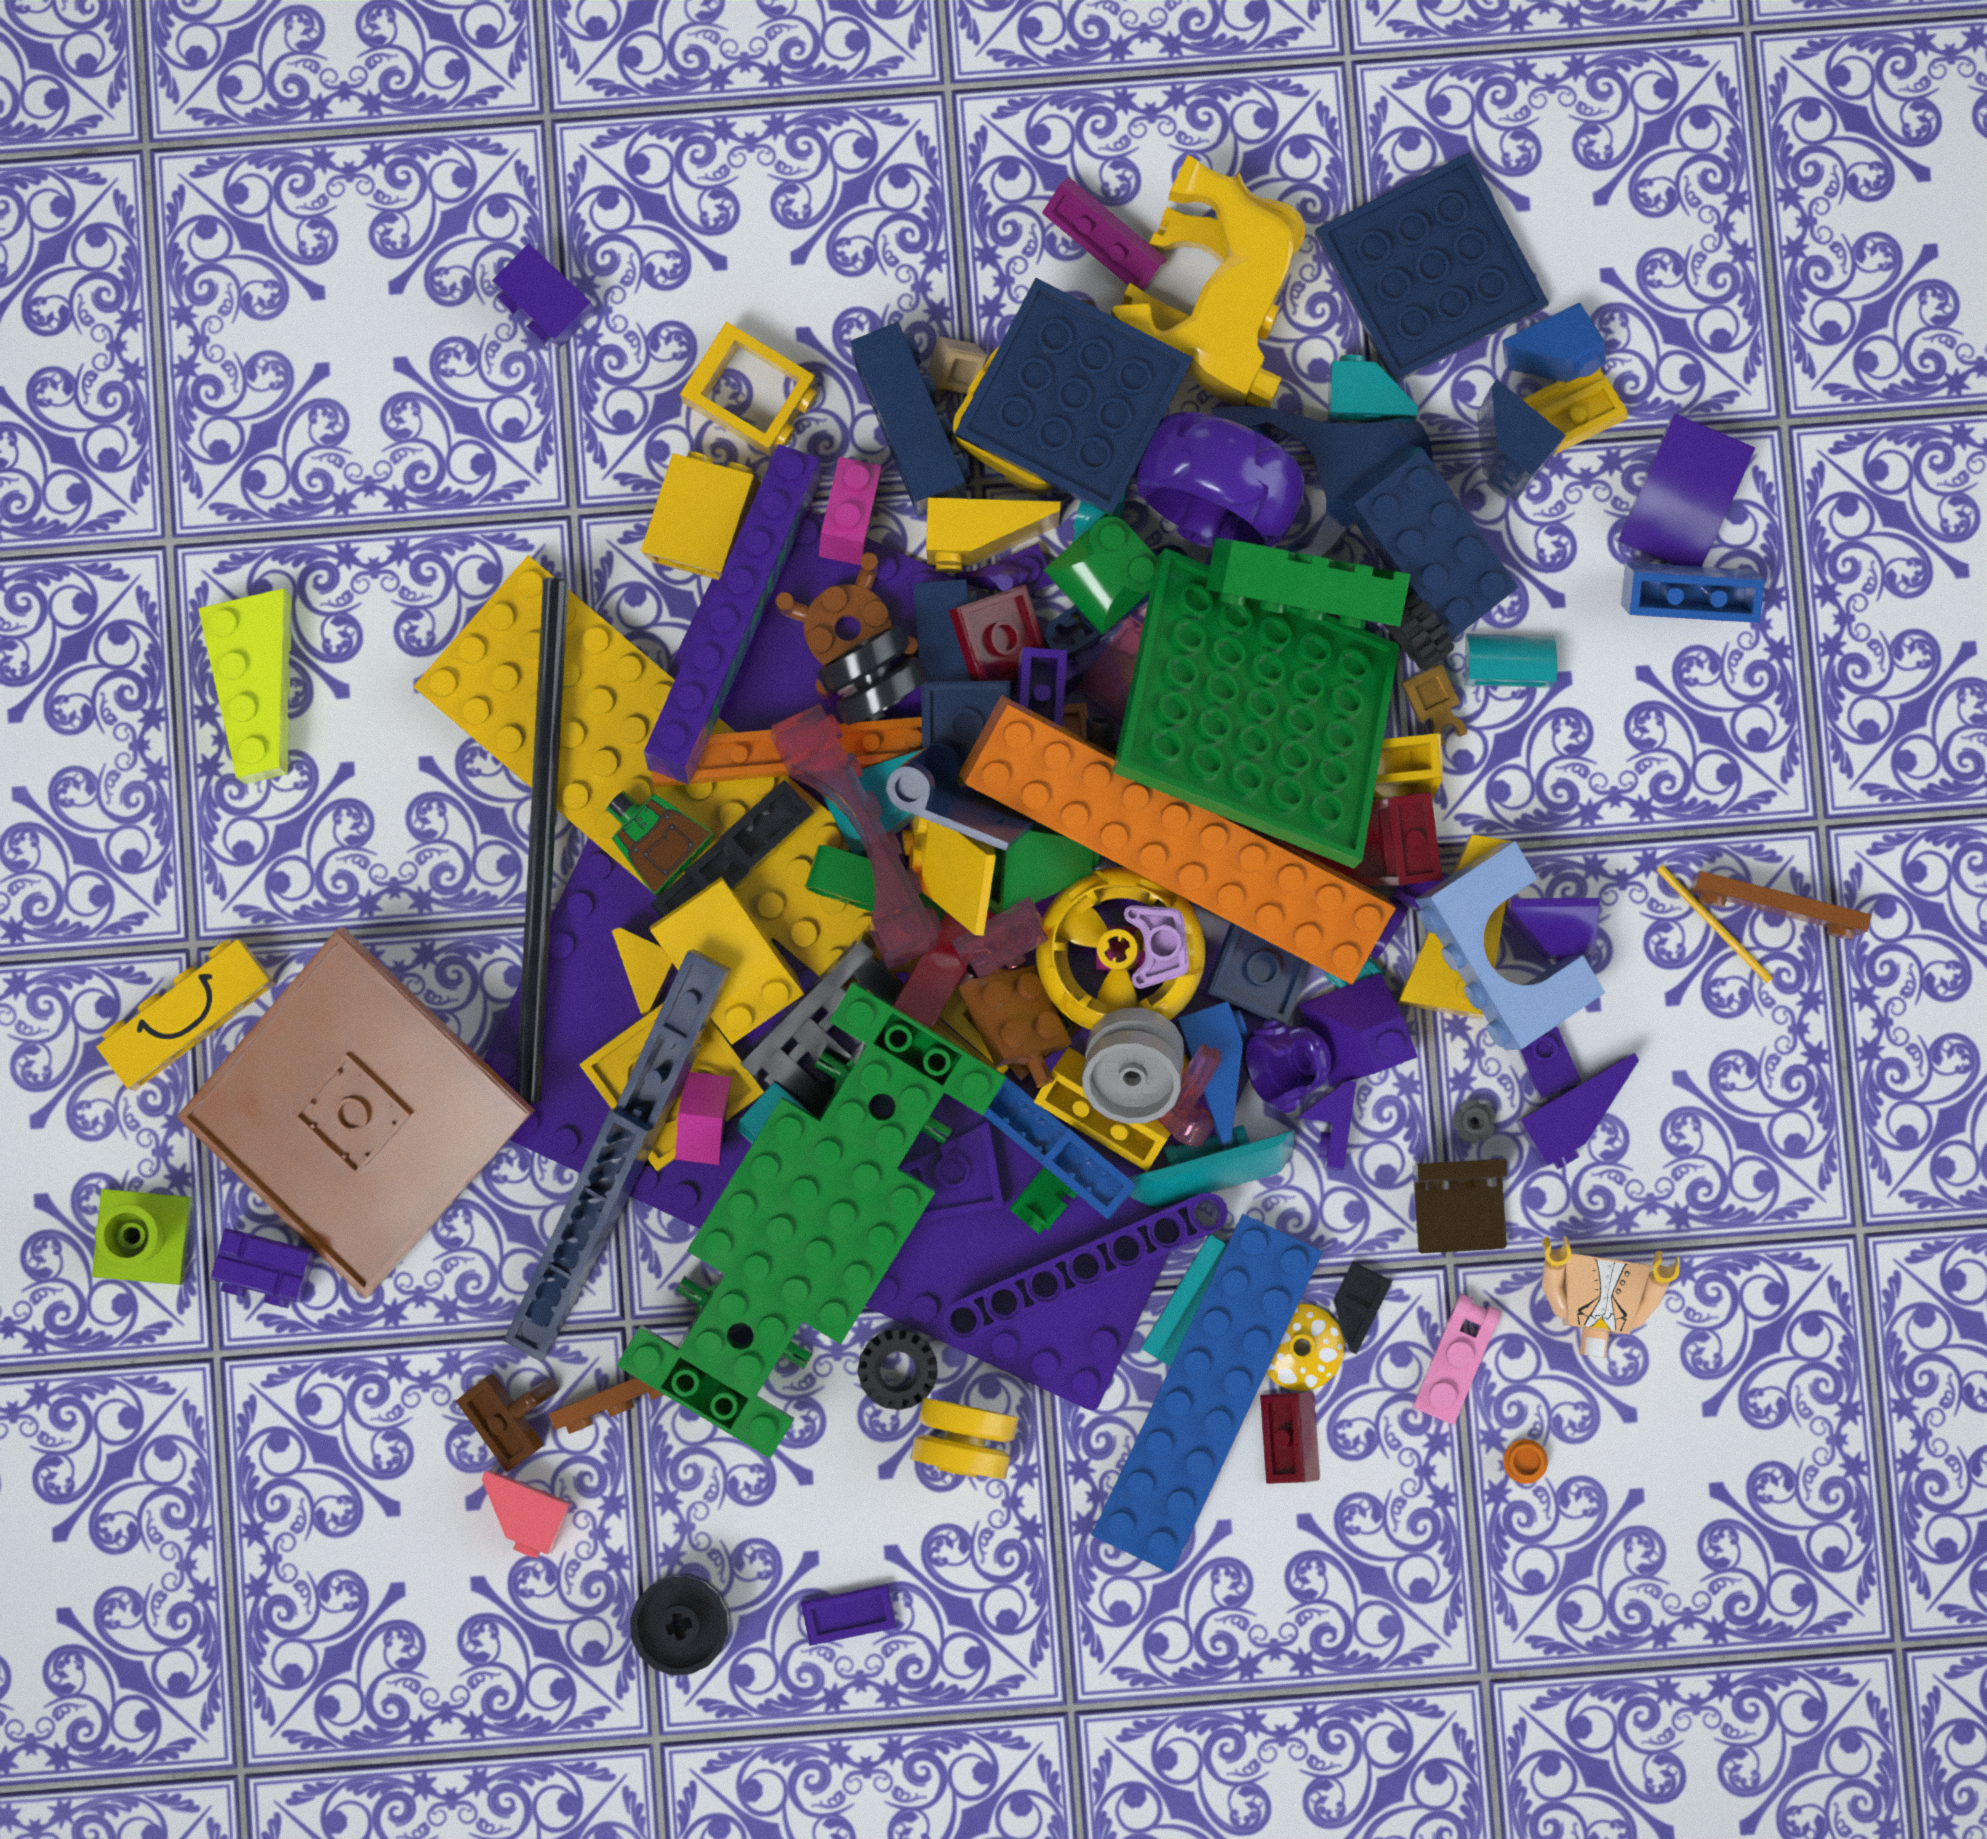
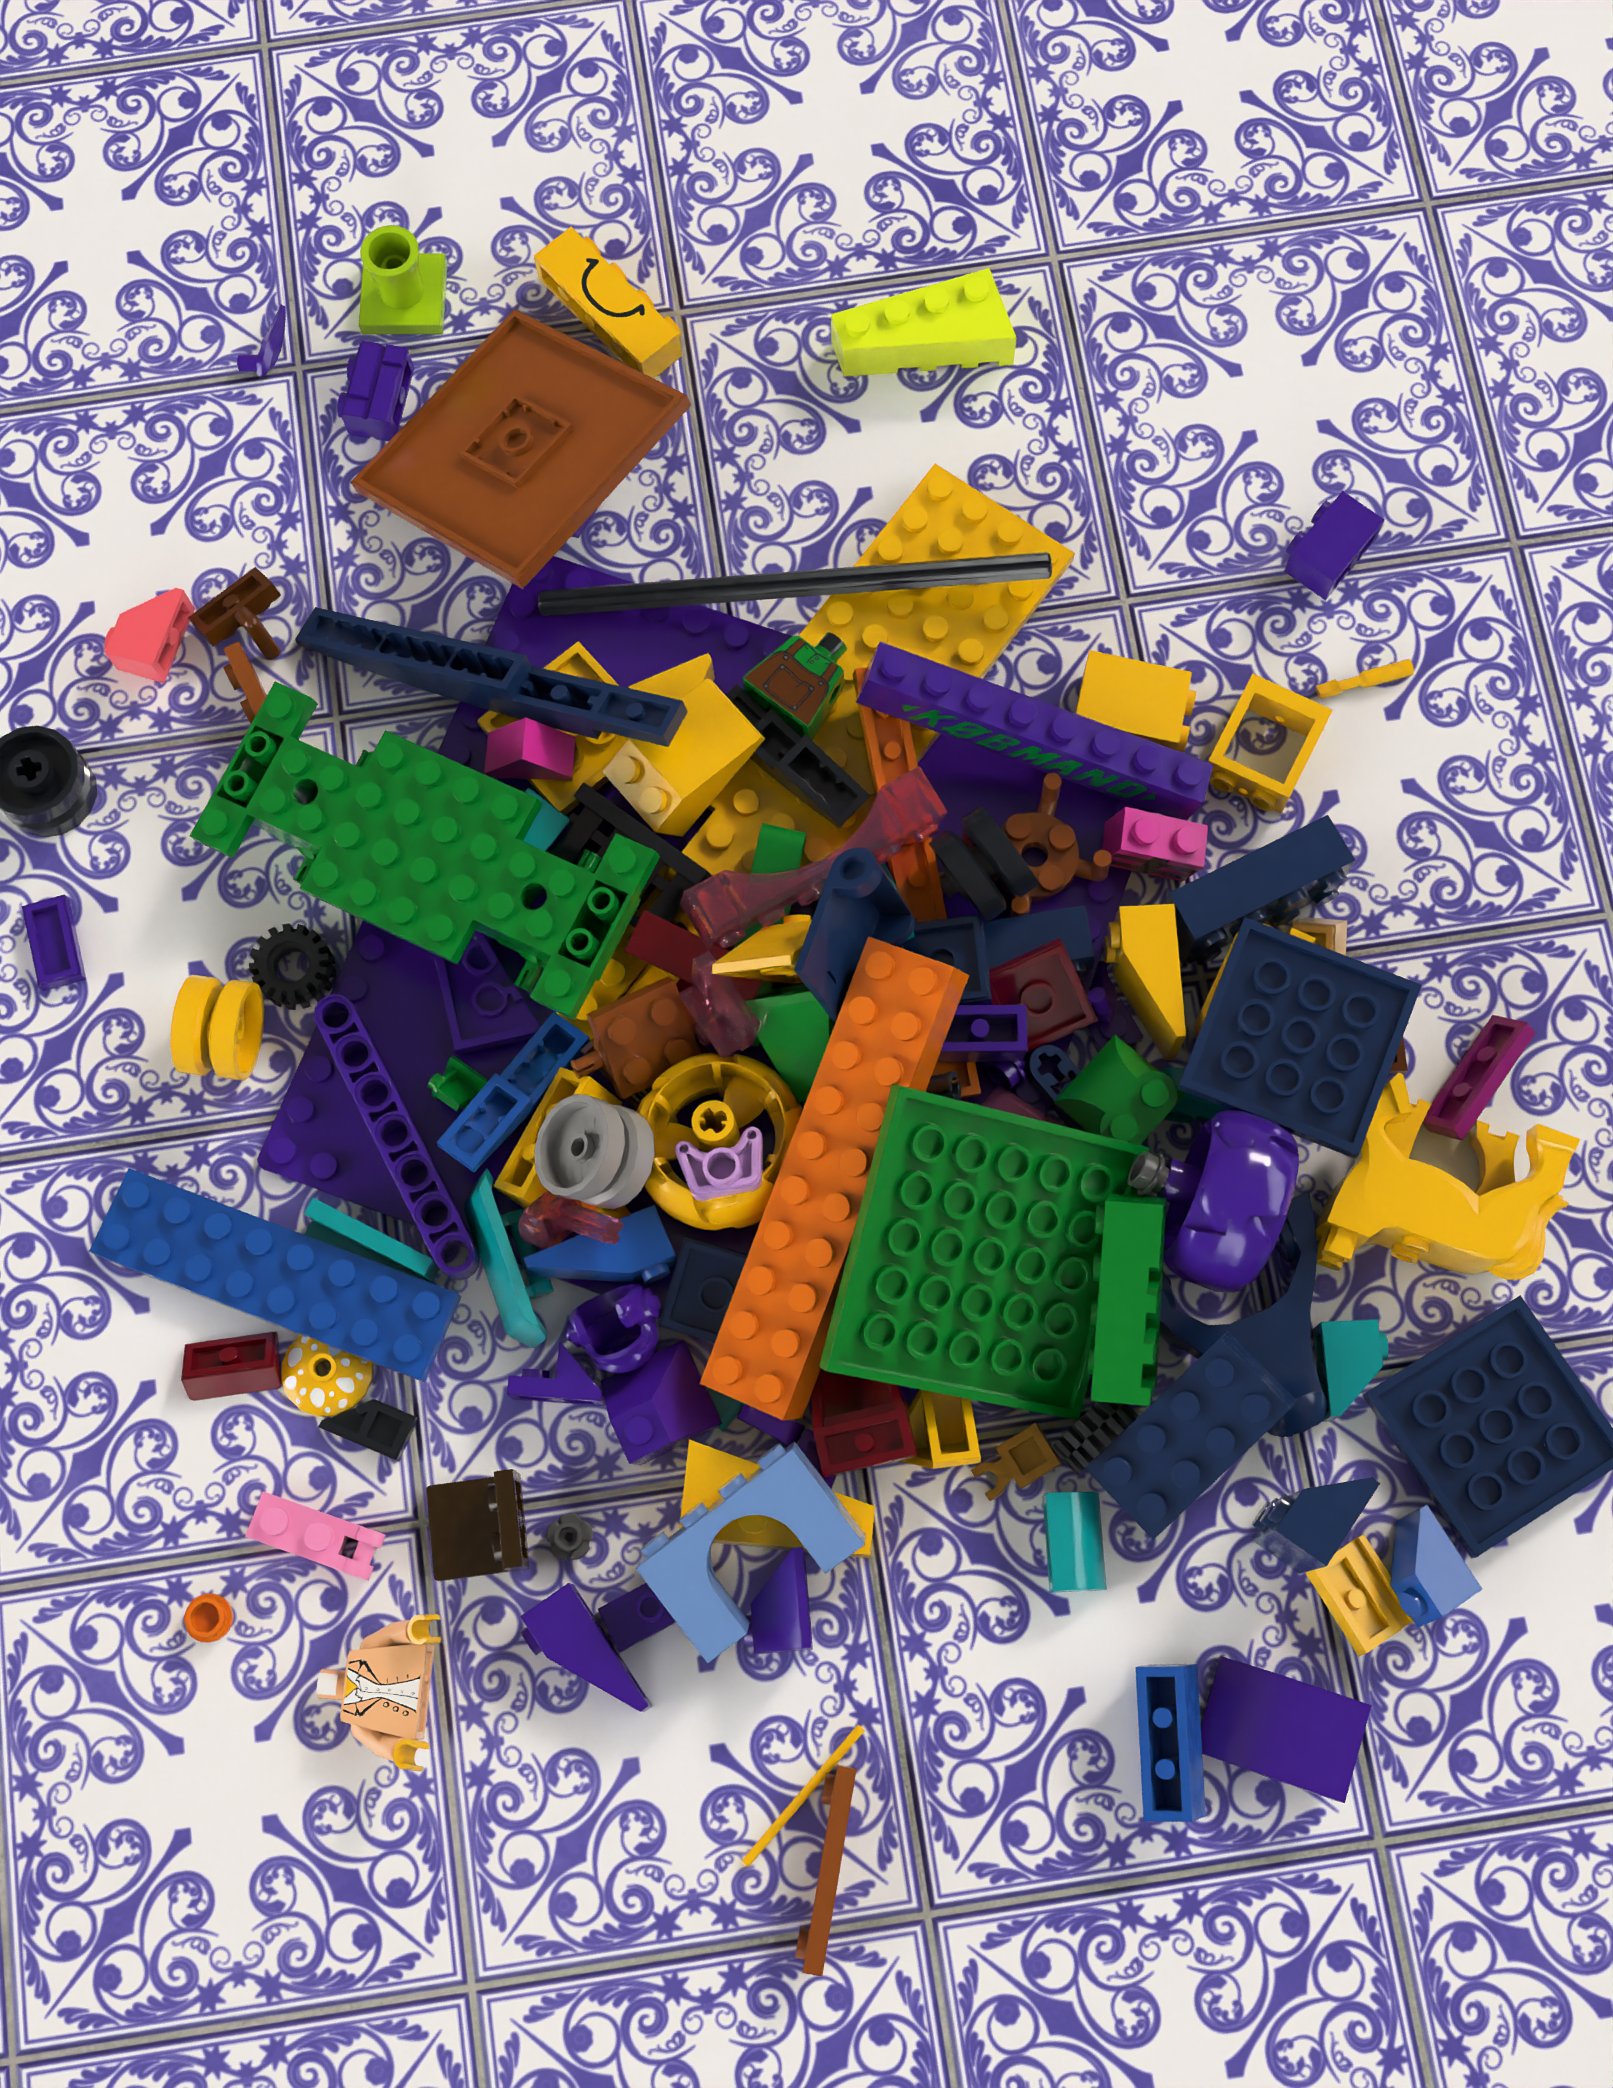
camera: 90 degrees right, 10 degrees down
(194, 1382) = (269, 350): none -> dark purple bar
(683, 282) = (1367, 678): none -> yellow piece
(1192, 551) = (1148, 1173): none -> dark grey plate

